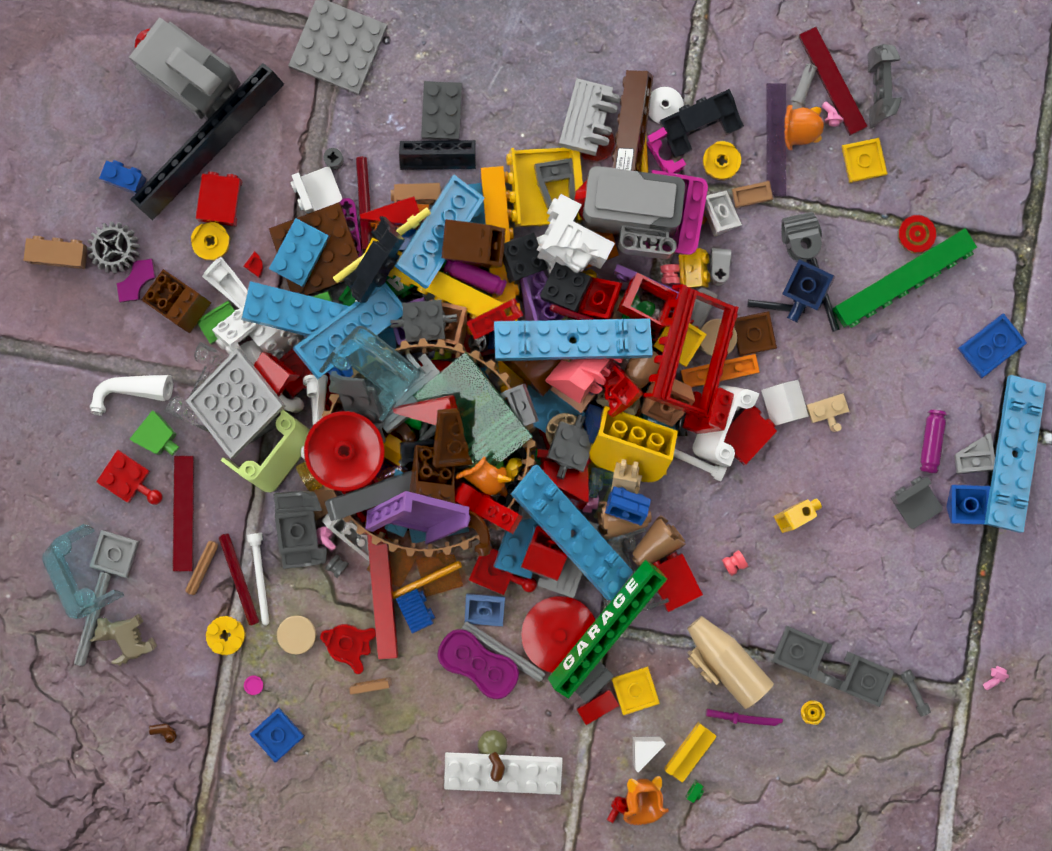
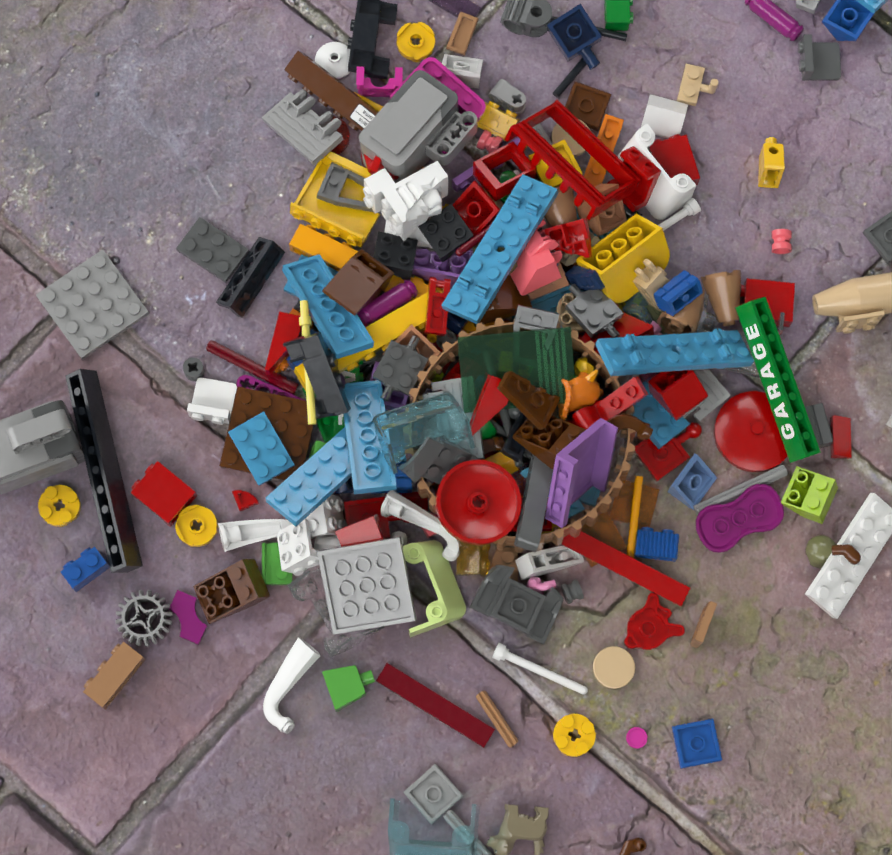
camera: 60 degrees left, 10 degrees down
(125, 477) = (367, 739): red plate -> none
(171, 131) = (53, 495): none -> yellow plate
(238, 579) = (529, 690): dark red axle -> none
(423, 192) = (281, 301): medium nougat window -> none
(531, 709) = (810, 494): none -> lime slope
(635, 690) = (845, 396): yellow tile -> none

